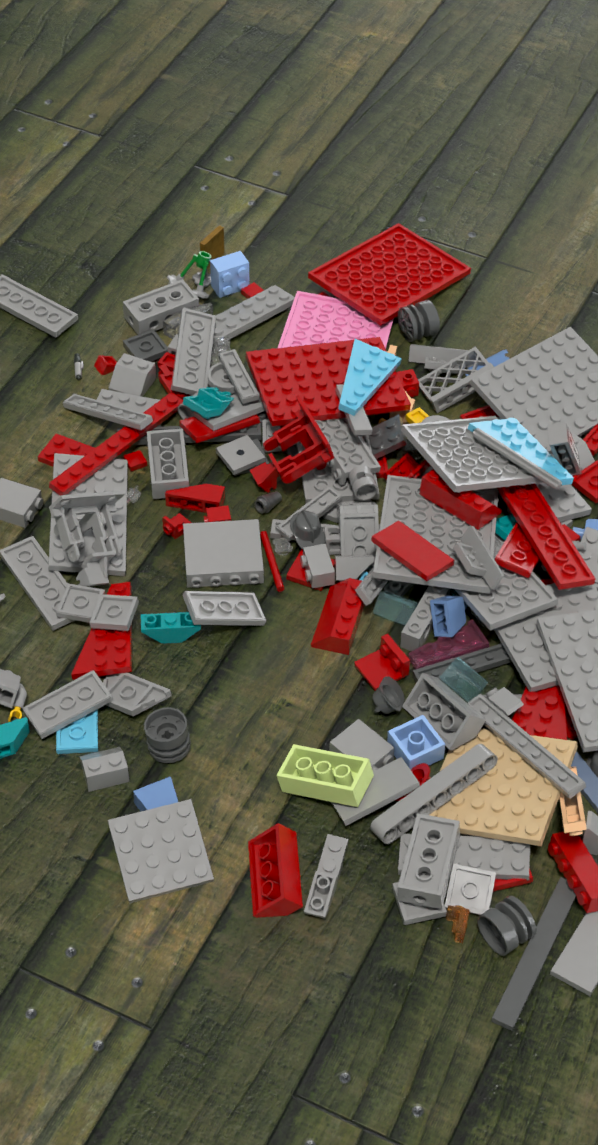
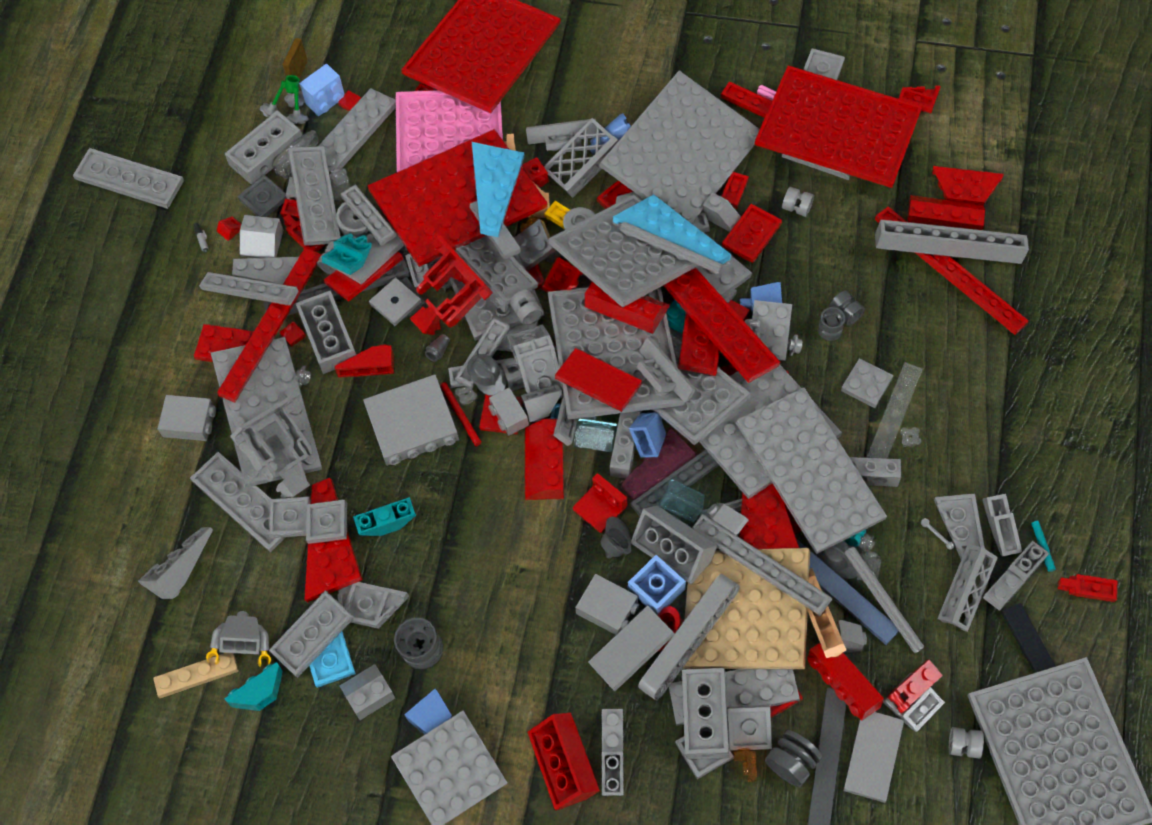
camera: 10 degrees left, 15 degrees up
(174, 525) = (354, 399): red bracket -> none
(217, 514) = (393, 379): red brick -> none
(224, 608) = (431, 485): light grey tile -> none
(325, 775) = (582, 646): yellowish green brick -> none
(418, 320) = (526, 97): dark grey wheel -> none
(564, 447) = (712, 221): light grey brick -> none

